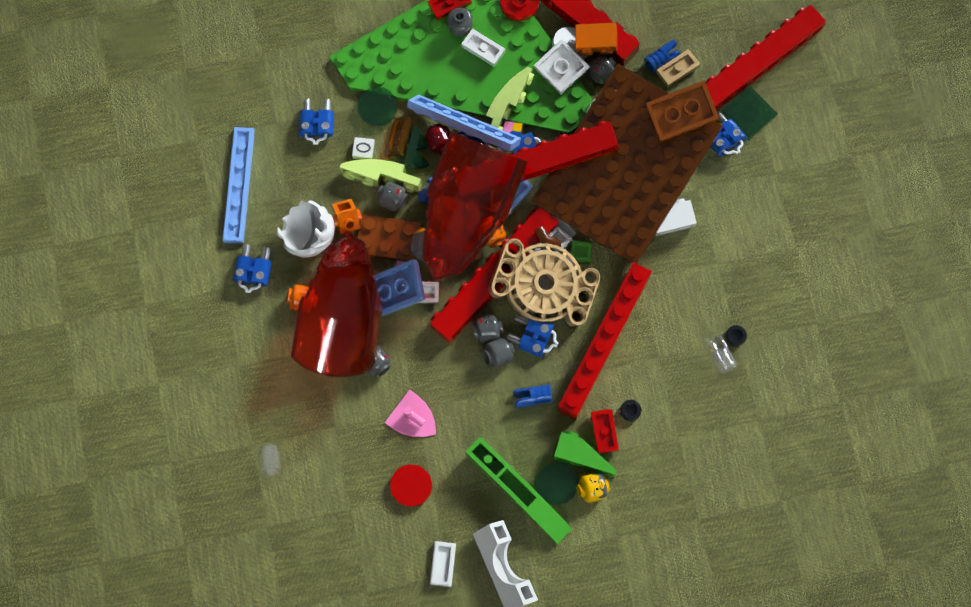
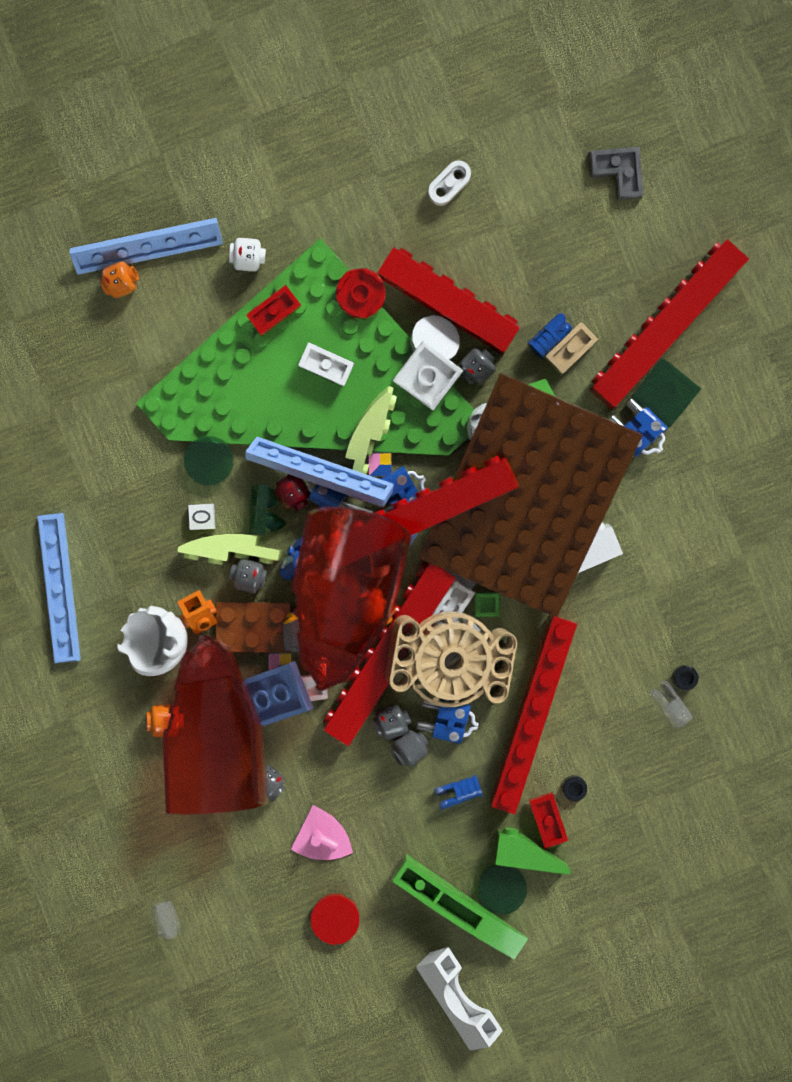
camera: 15 degrees left, 15 degrees up
(252, 270) = (97, 695): blue piece -> none
(316, 123) = (138, 494): blue piece -> none
(398, 136) = (242, 495): clear orange tile -> none
(443, 564) = (387, 1001): white tile -> none
(460, 22) = (289, 345): dark grey head -> none
(545, 238) = (446, 605): reddish brown arm -> none
(593, 487) = (545, 889): yellow head -> none
(596, 38) = (466, 333): orange brick -> none
(682, 111) = (591, 428): dark orange plate -> none

